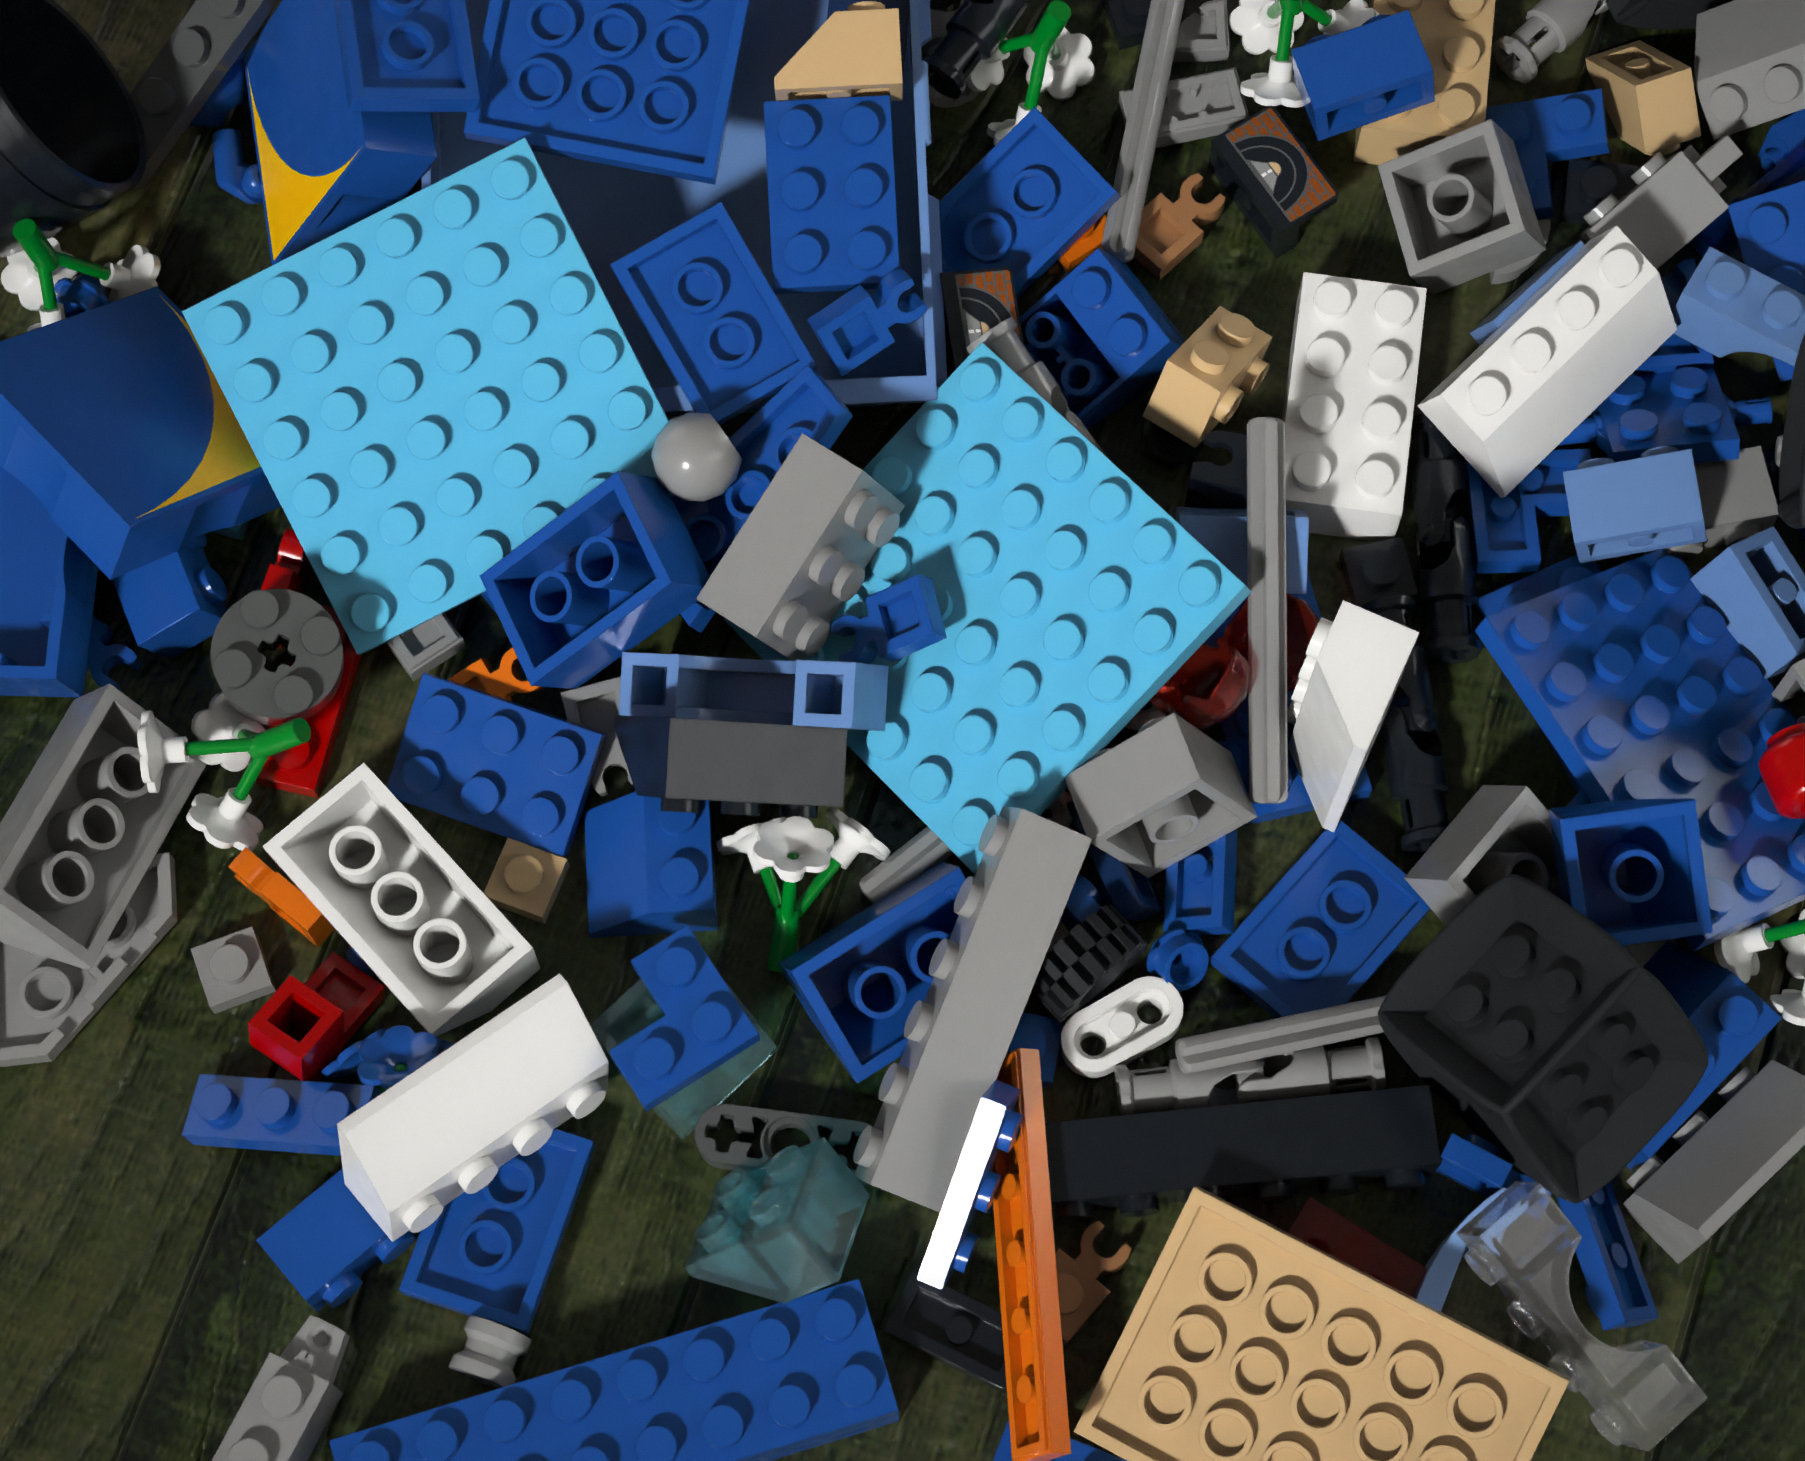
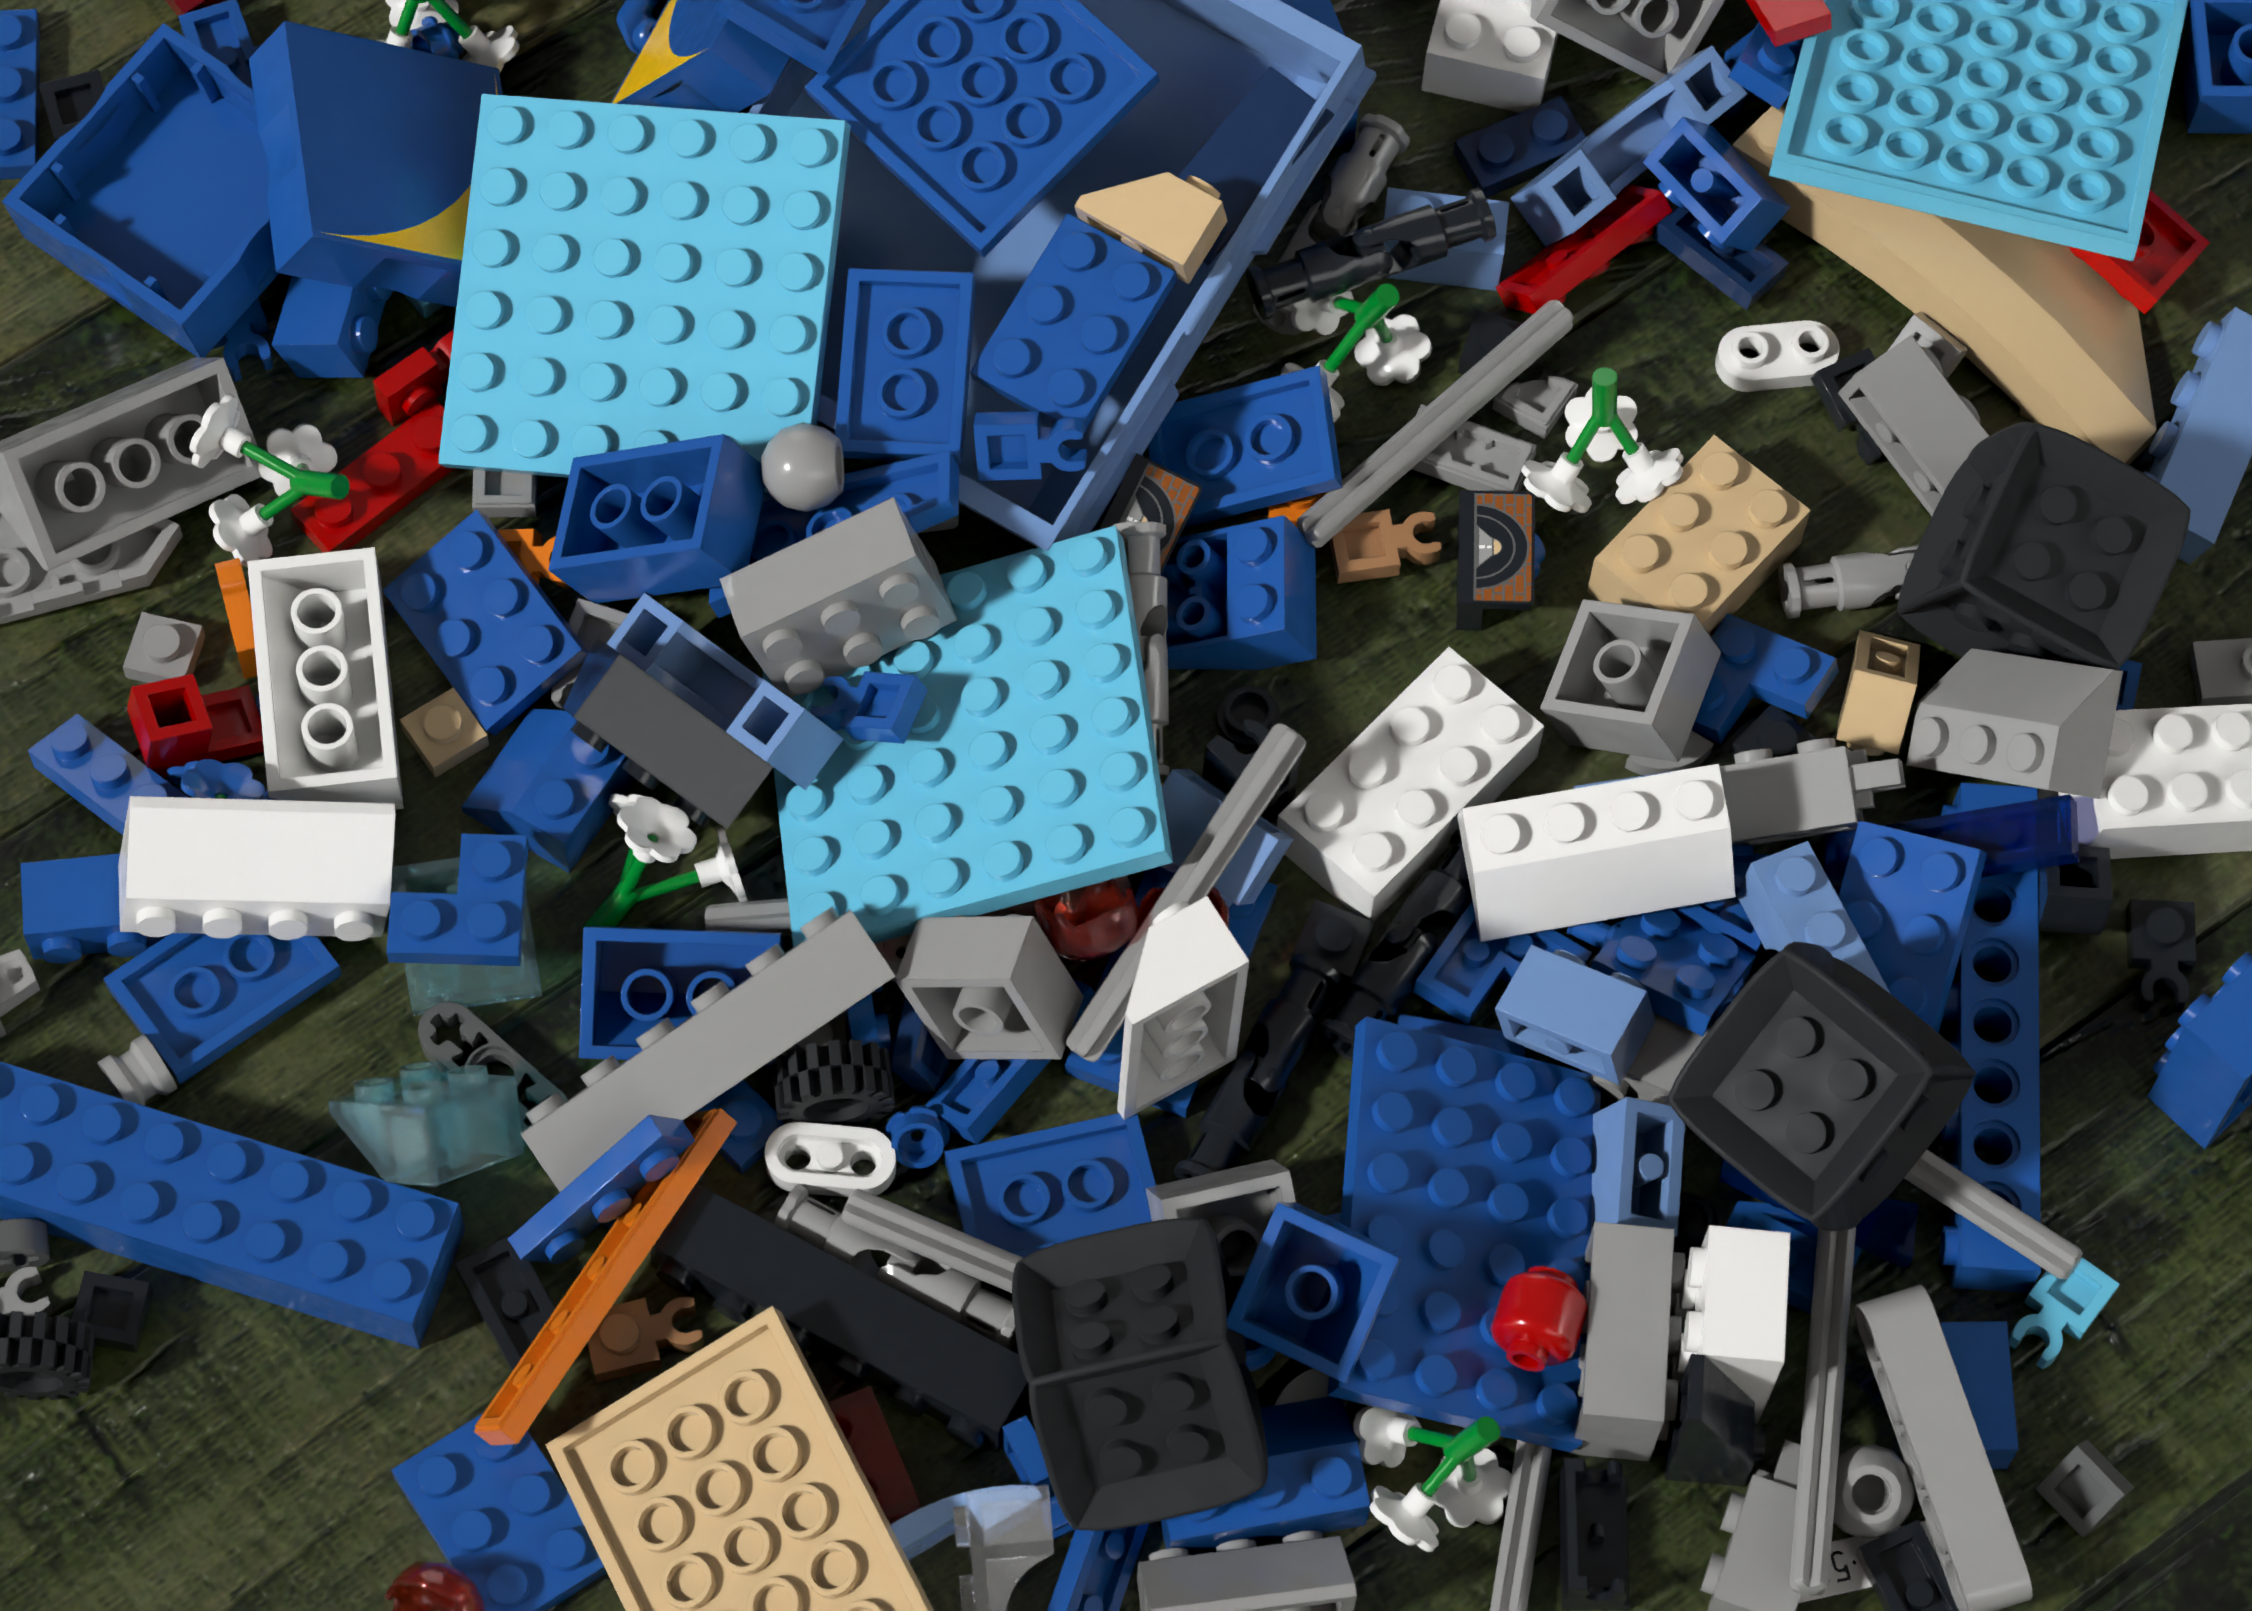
camera: 30 degrees right, 5 degrees down
(264, 622) = (387, 391): dark grey brick -> none
(1209, 376) = (1303, 680): tan brick -> none
(1363, 74) = (1616, 511): blue brick -> none

